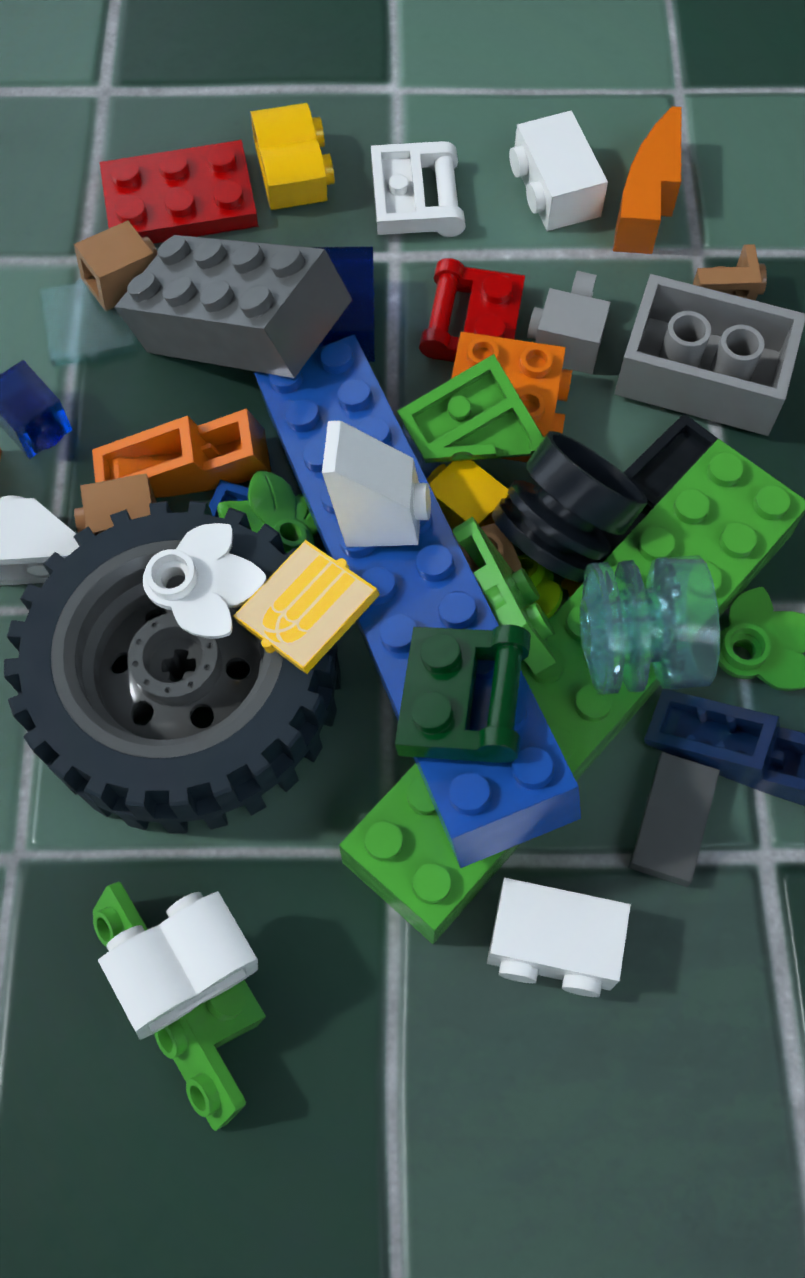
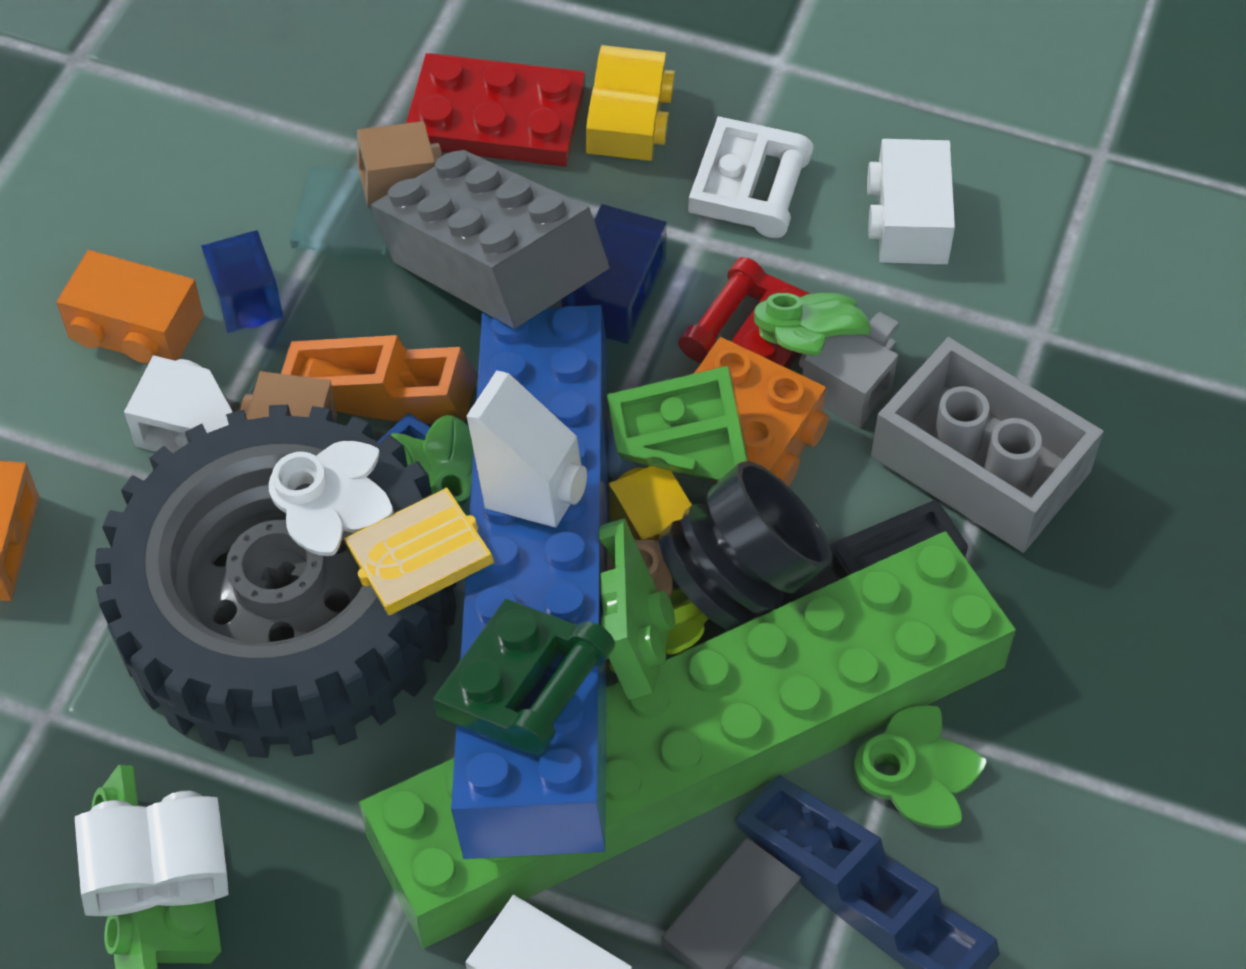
camera: 20 degrees right, 10 degrees down
(527, 295) = (807, 320): none -> bright green plate
(651, 186) = (1009, 245): orange slope -> none
(664, 624) = (752, 680): clear light blue wheel -> none
(744, 280) = (1054, 377): medium nougat bracket -> none

